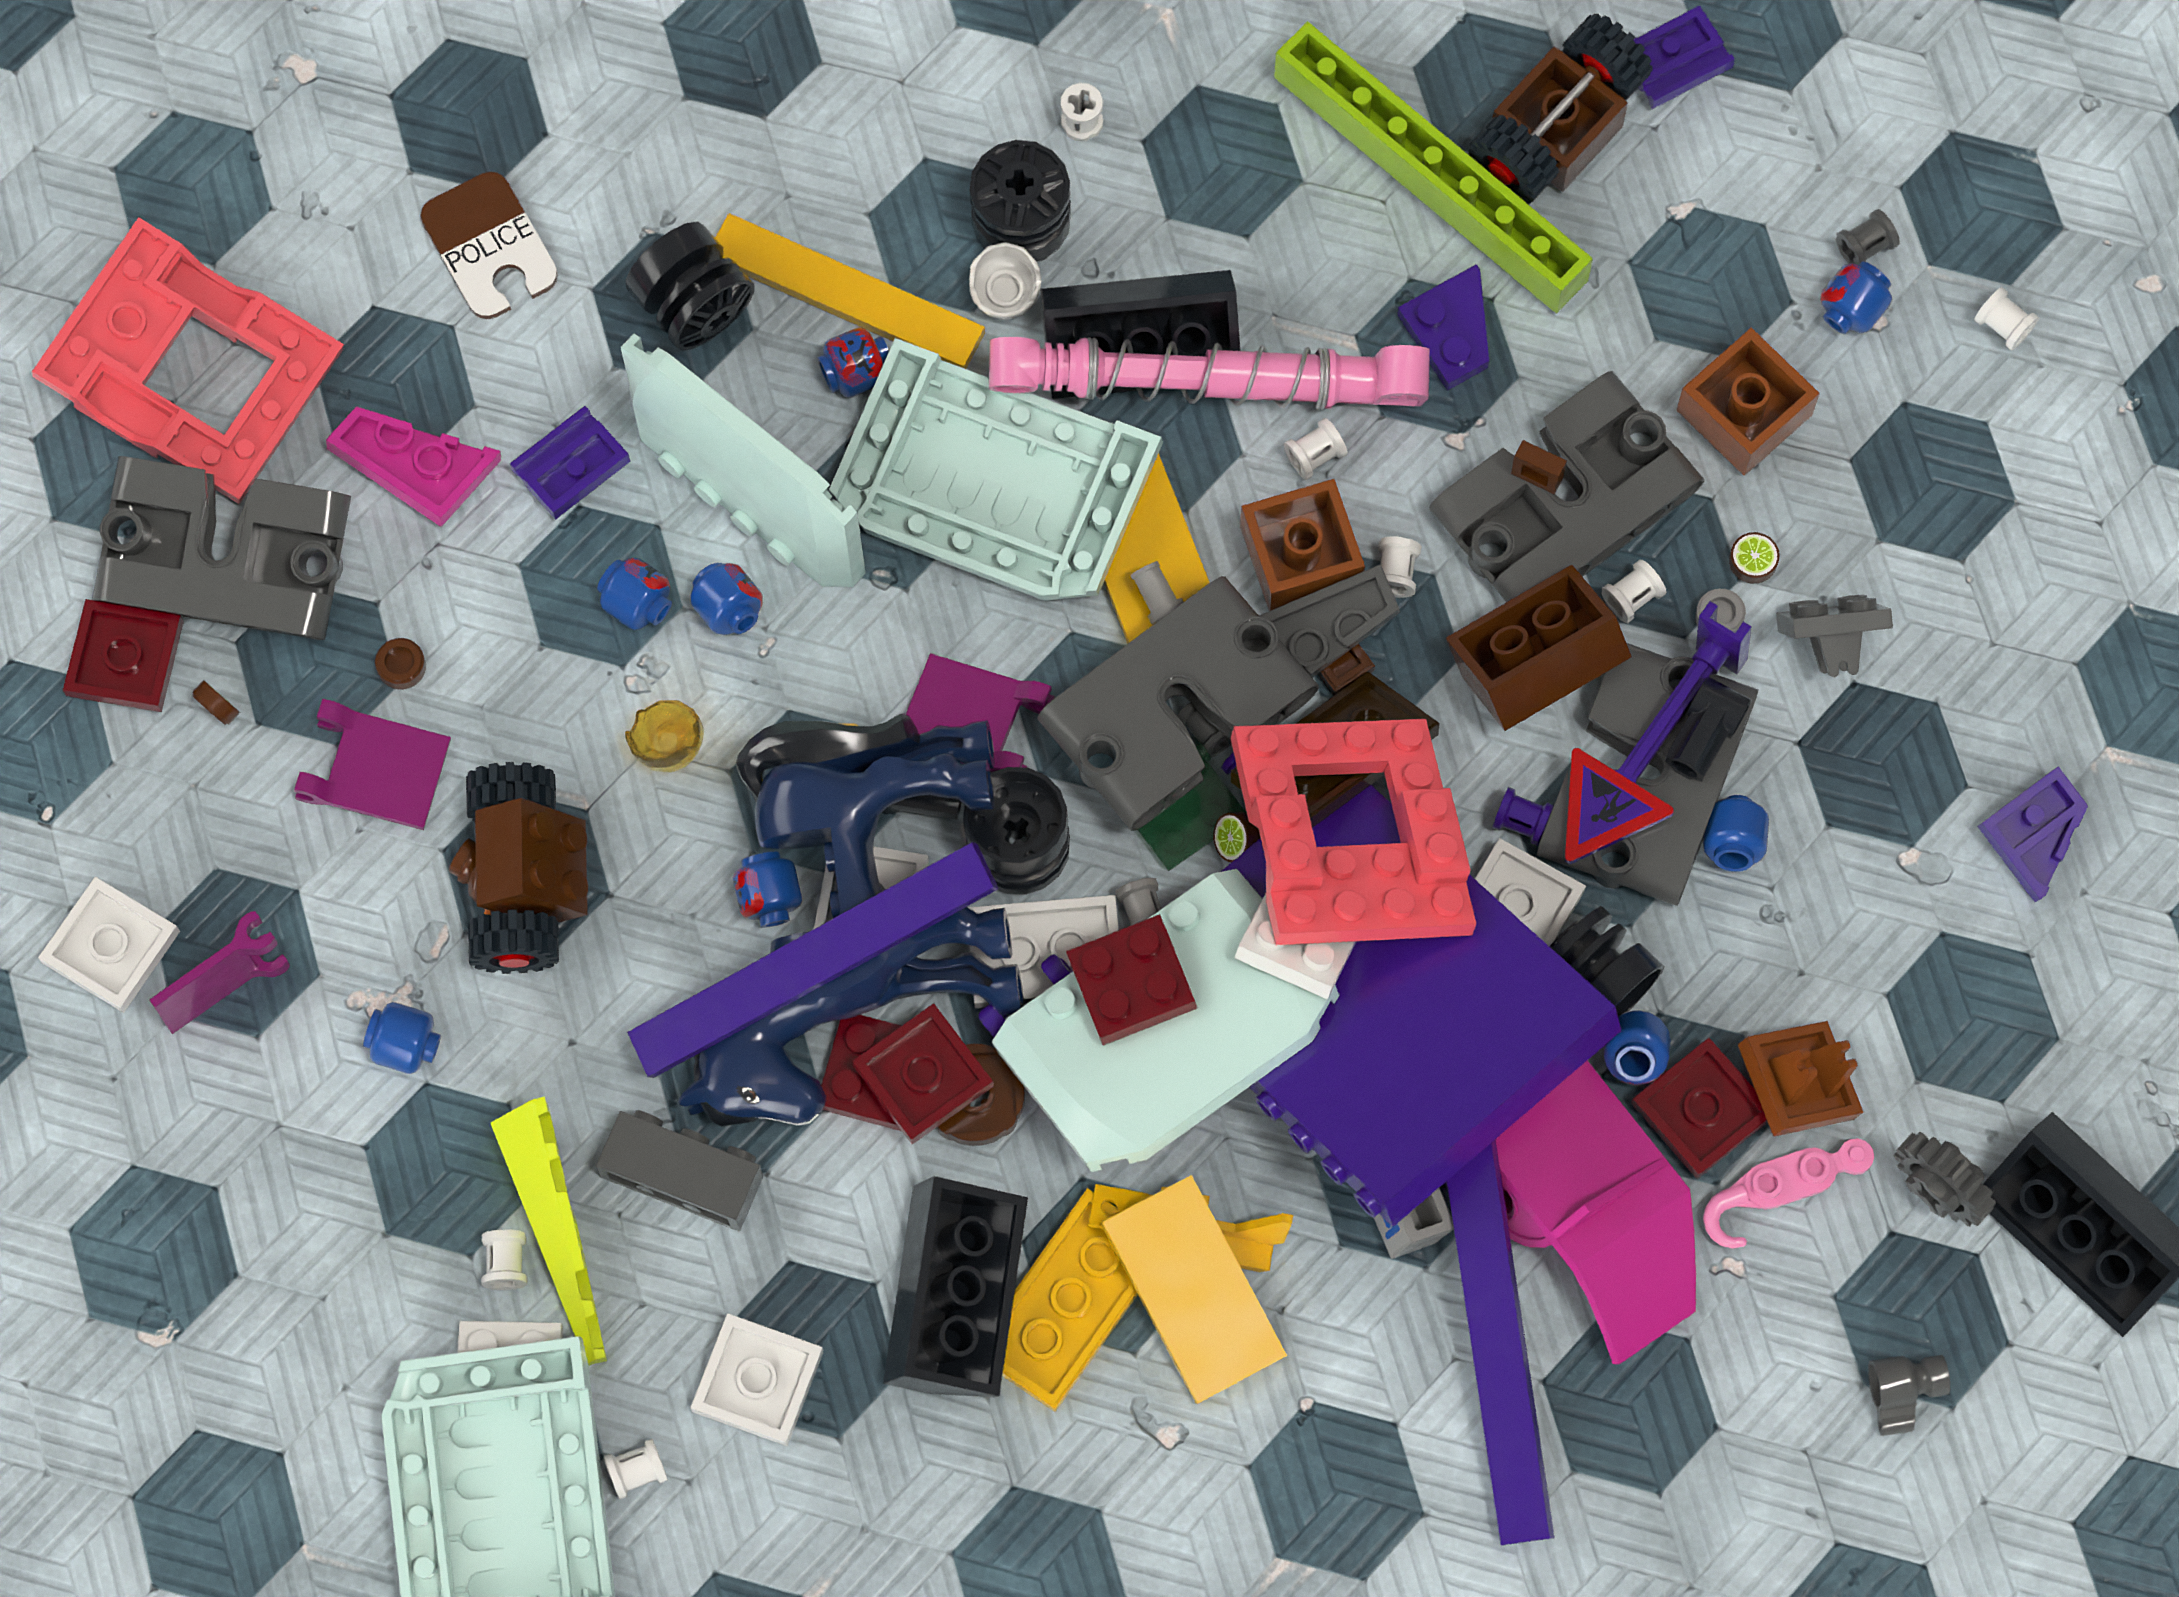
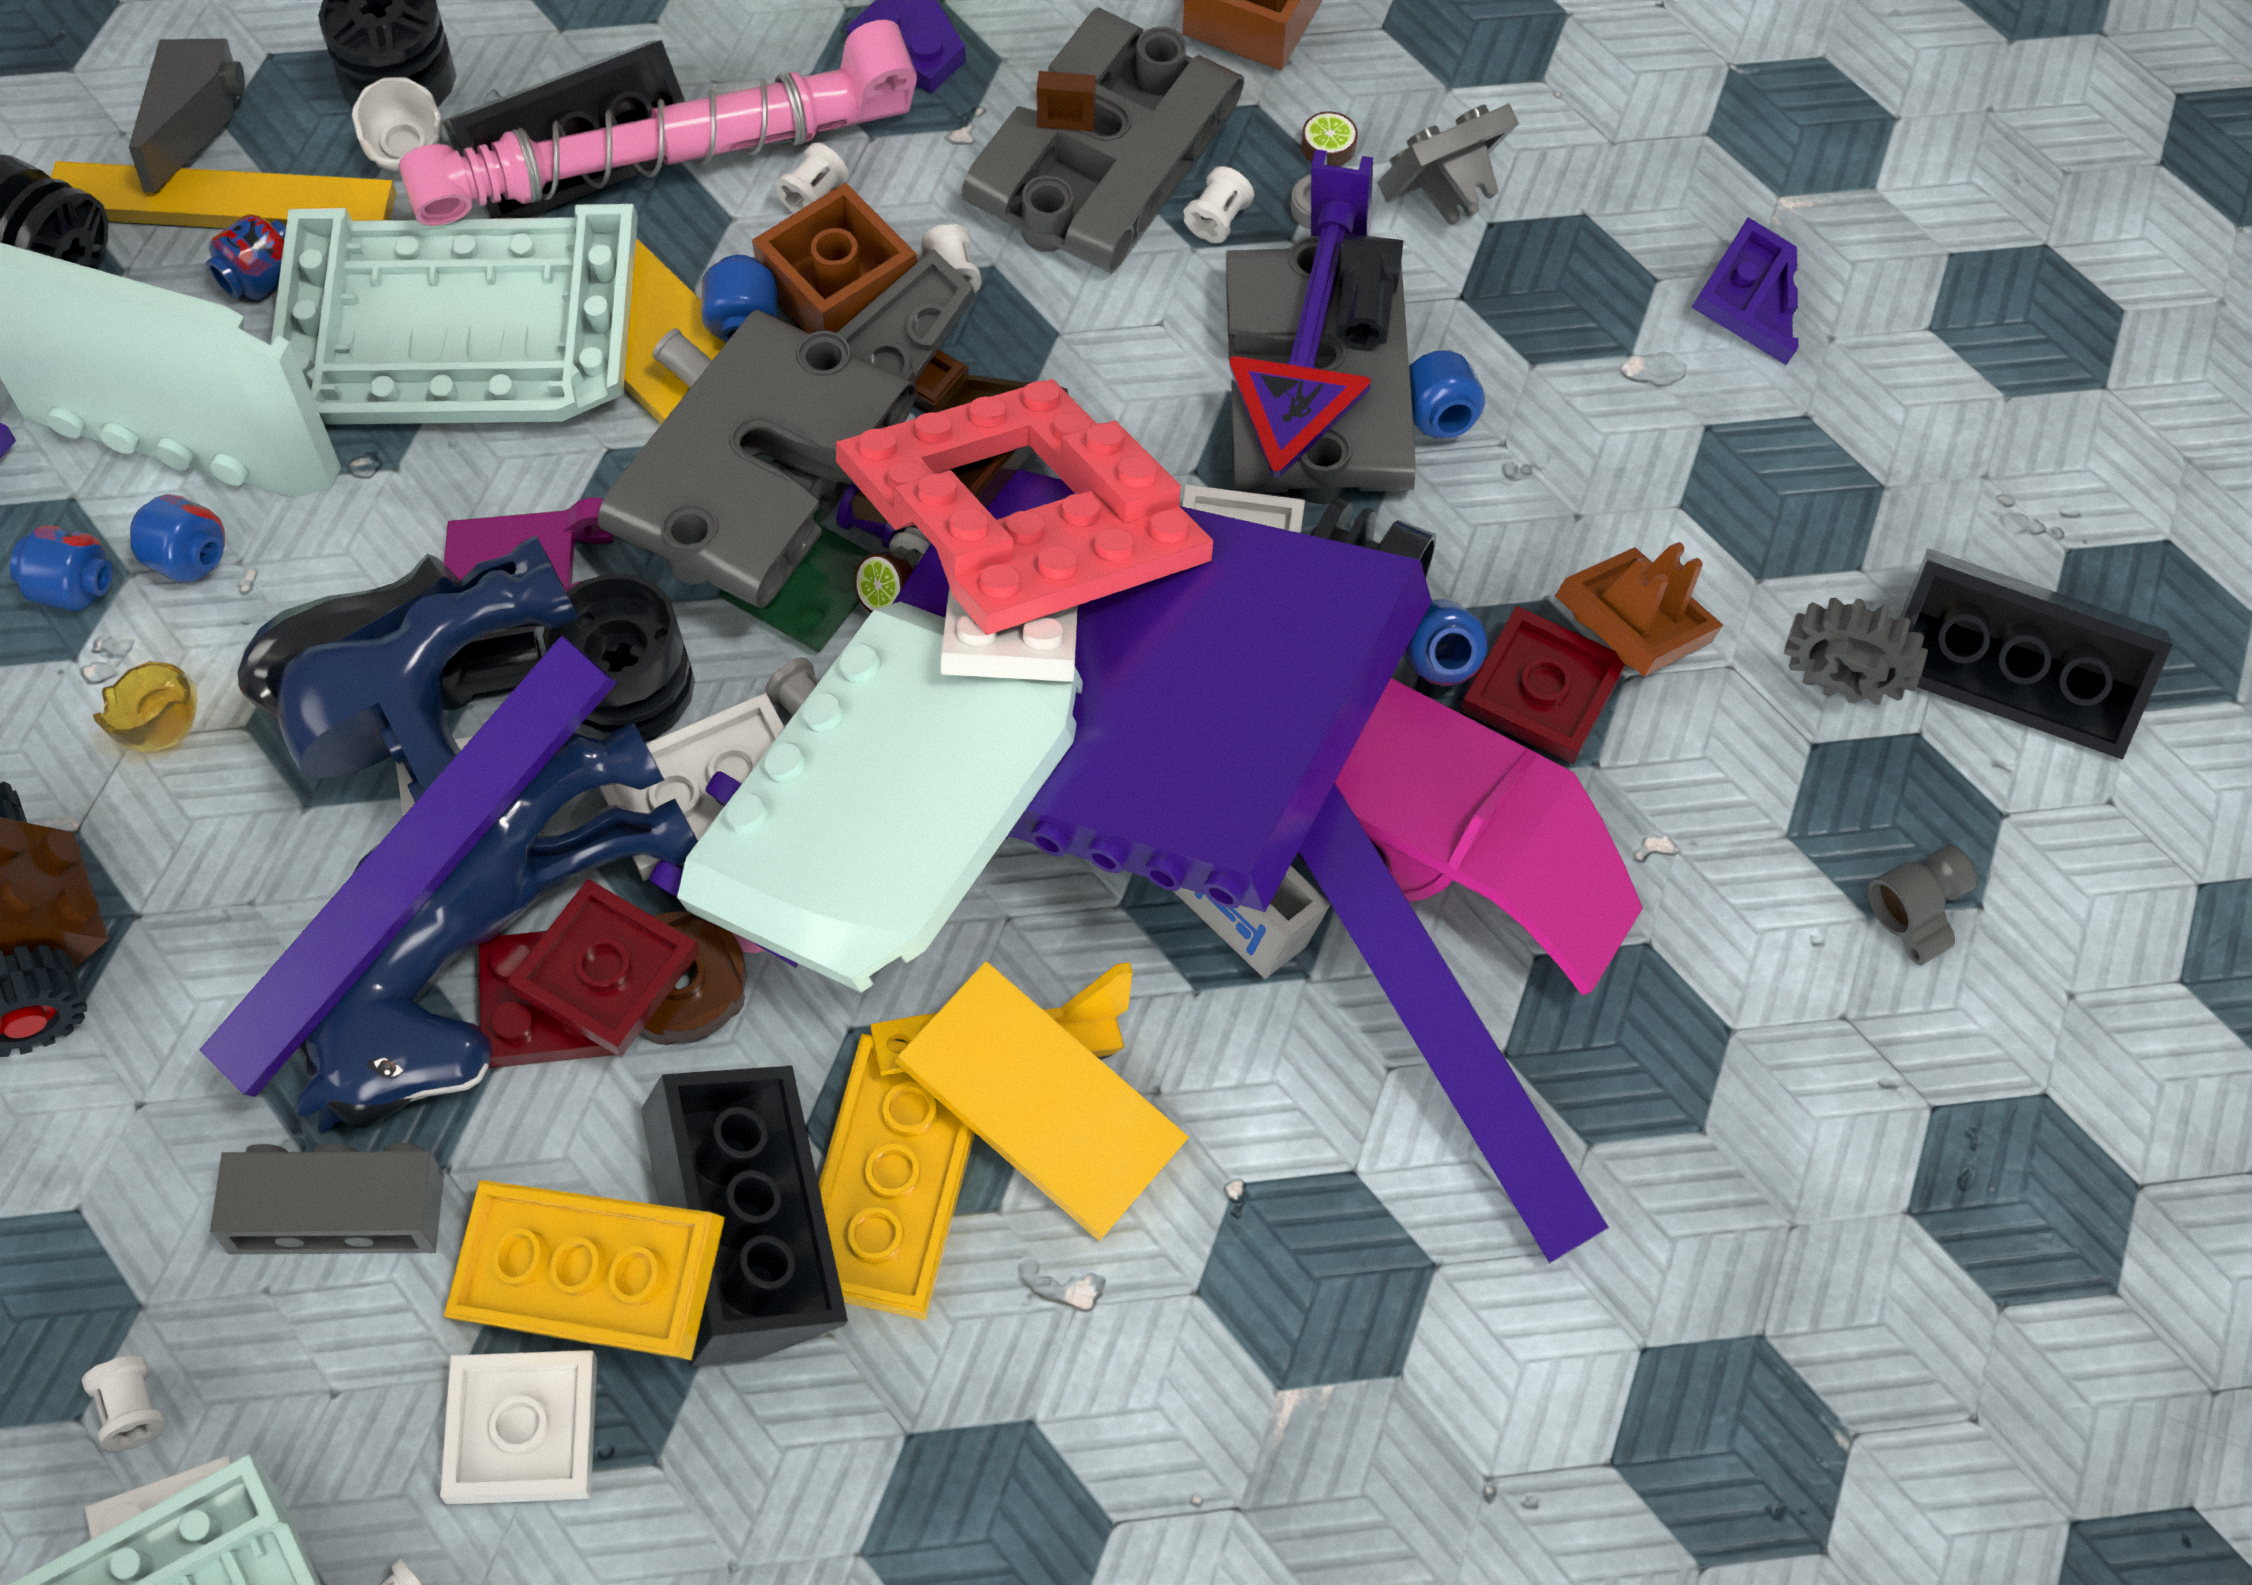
camera: 25 degrees left, 10 degrees down
(537, 1171) = (128, 1264): neon yellow wedge -> none
(767, 888) = (331, 829): blue head -> none
(835, 1290) = (585, 1268): none -> yellow tile
(844, 199) = (183, 105): none -> dark grey slope
(1131, 979) = (824, 749): dark red plate -> none
(1215, 547) = (734, 291): none -> blue head
(1522, 816) = (1202, 457): dark purple bush -> none
(1538, 647) = (1145, 274): reddish brown brick -> none
(1785, 1182) = (1672, 731): bright pink piece -> none

